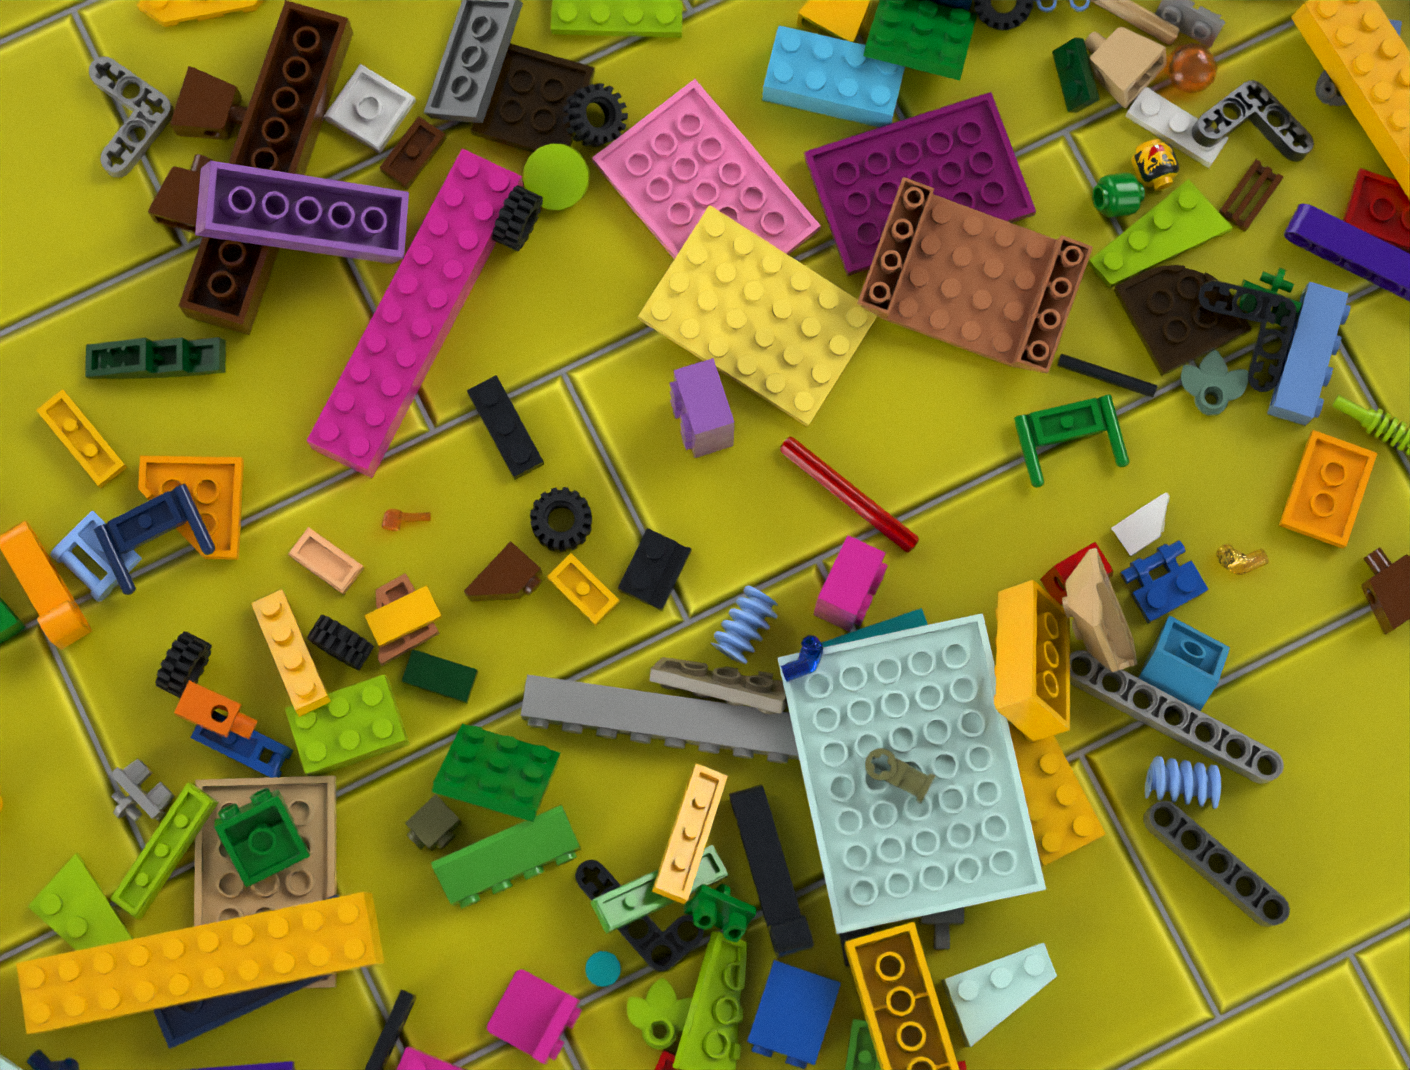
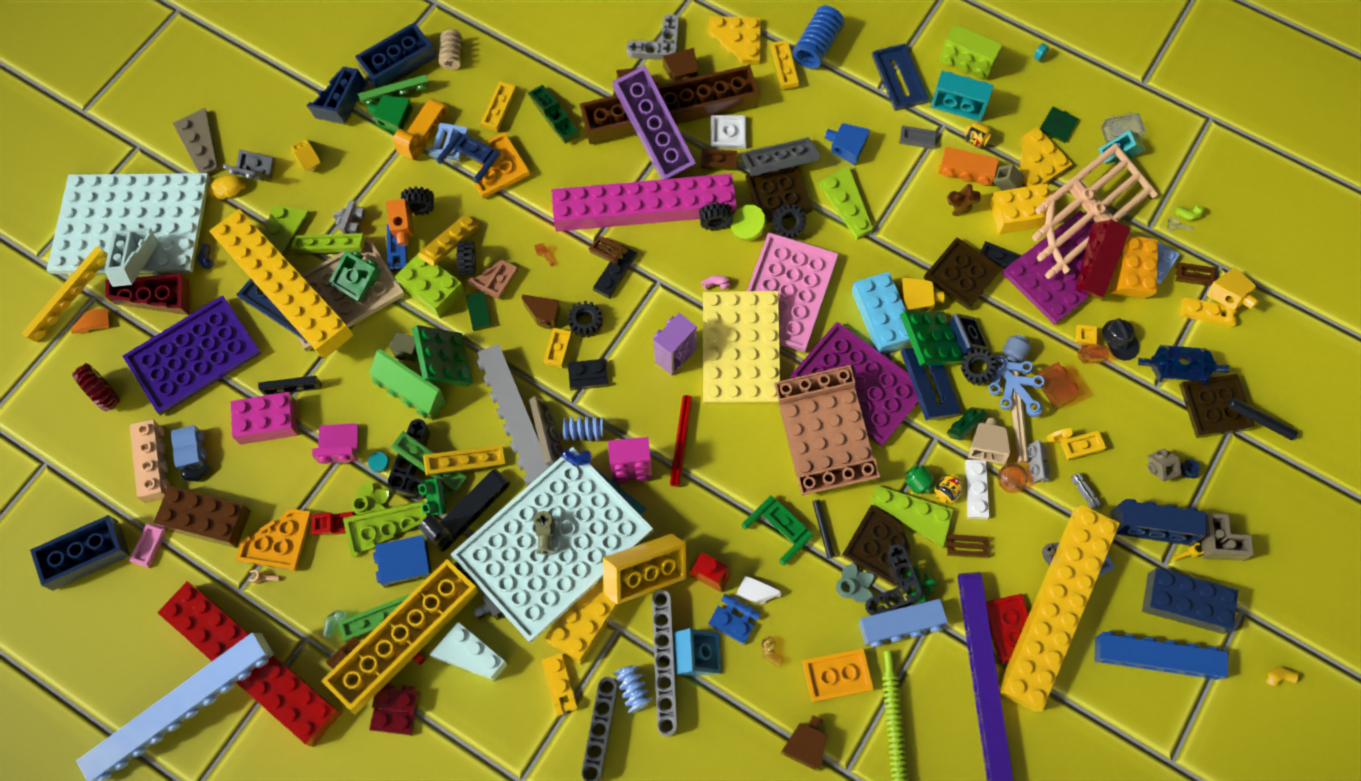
camera: 60 degrees right, 10 degrees down
(326, 561) = (504, 234): light nougat tile -> none
(403, 616) = (495, 276): yellow tile -> none
(489, 405) = (617, 255): none -> reddish brown tile
(620, 283) = (716, 279): none -> bright pink arm
(987, 99) = (930, 407): none -> dark blue piece
(1098, 614) = (689, 591): tan wedge -> none
(1112, 884) = (559, 683): none -> yellow plate
(1250, 110) = (1011, 519): black beam -> none

